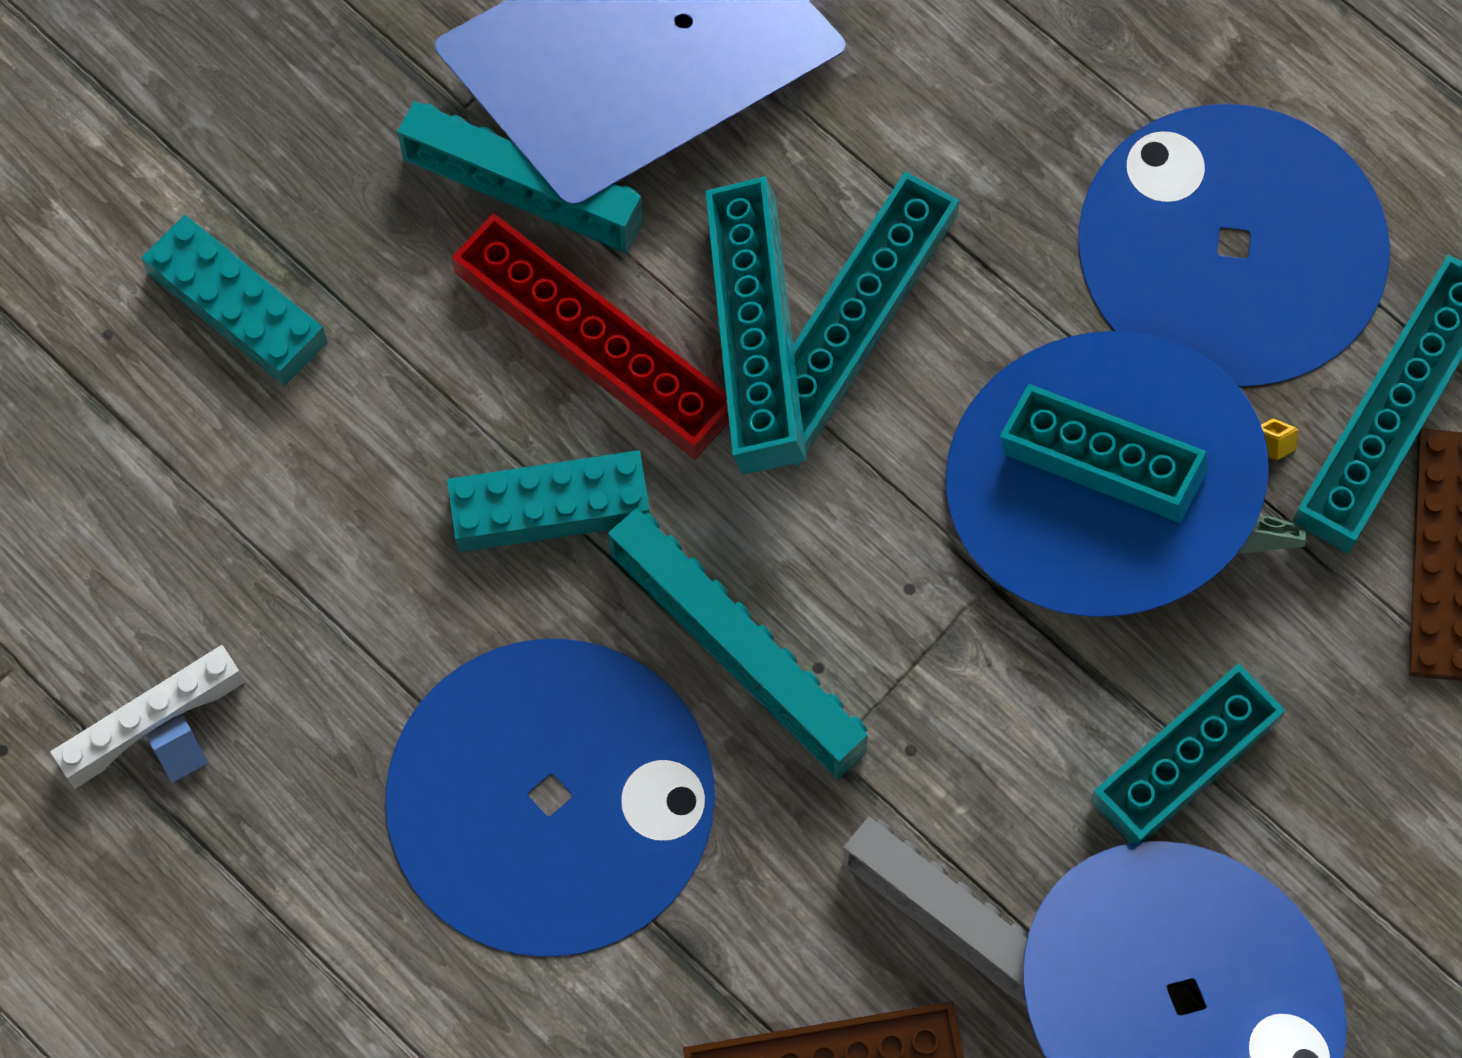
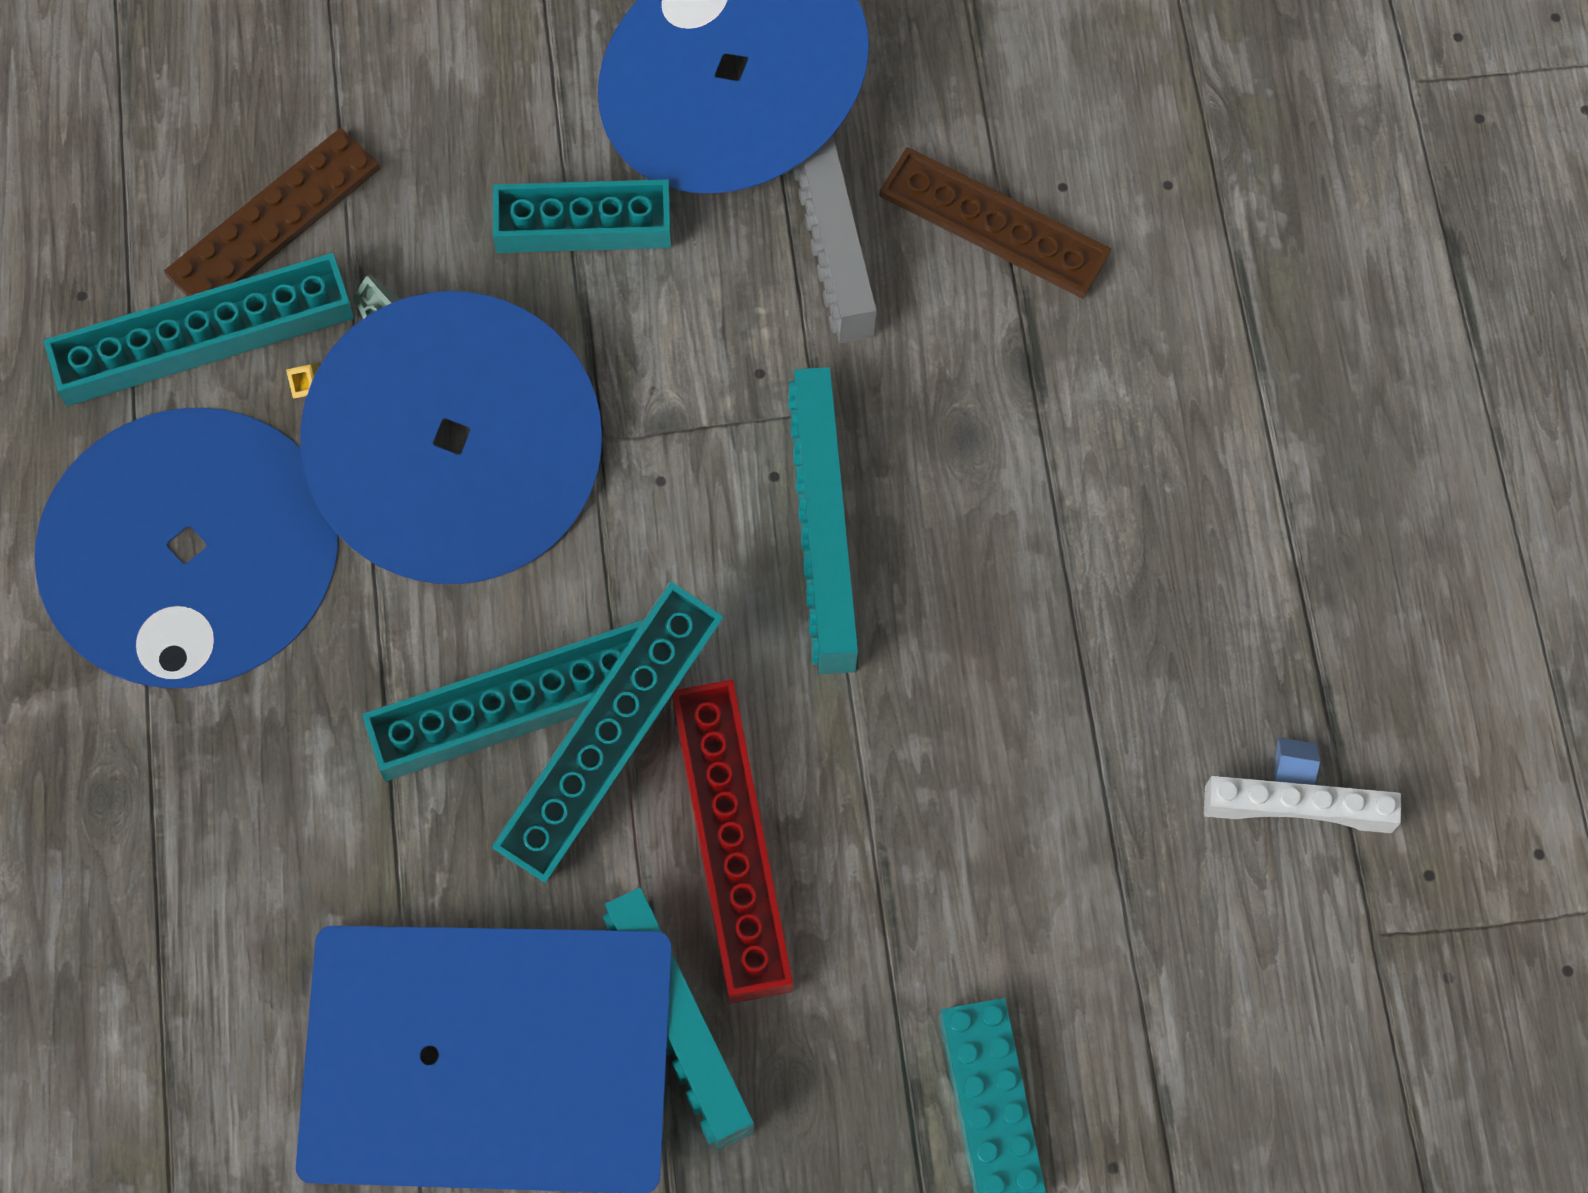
camera: 145 degrees left, 0 degrees up
(546, 500) = (871, 737): teal brick -> none
(601, 860) = (1039, 607): blue piece -> none
(1104, 453) = (446, 434): teal brick -> none

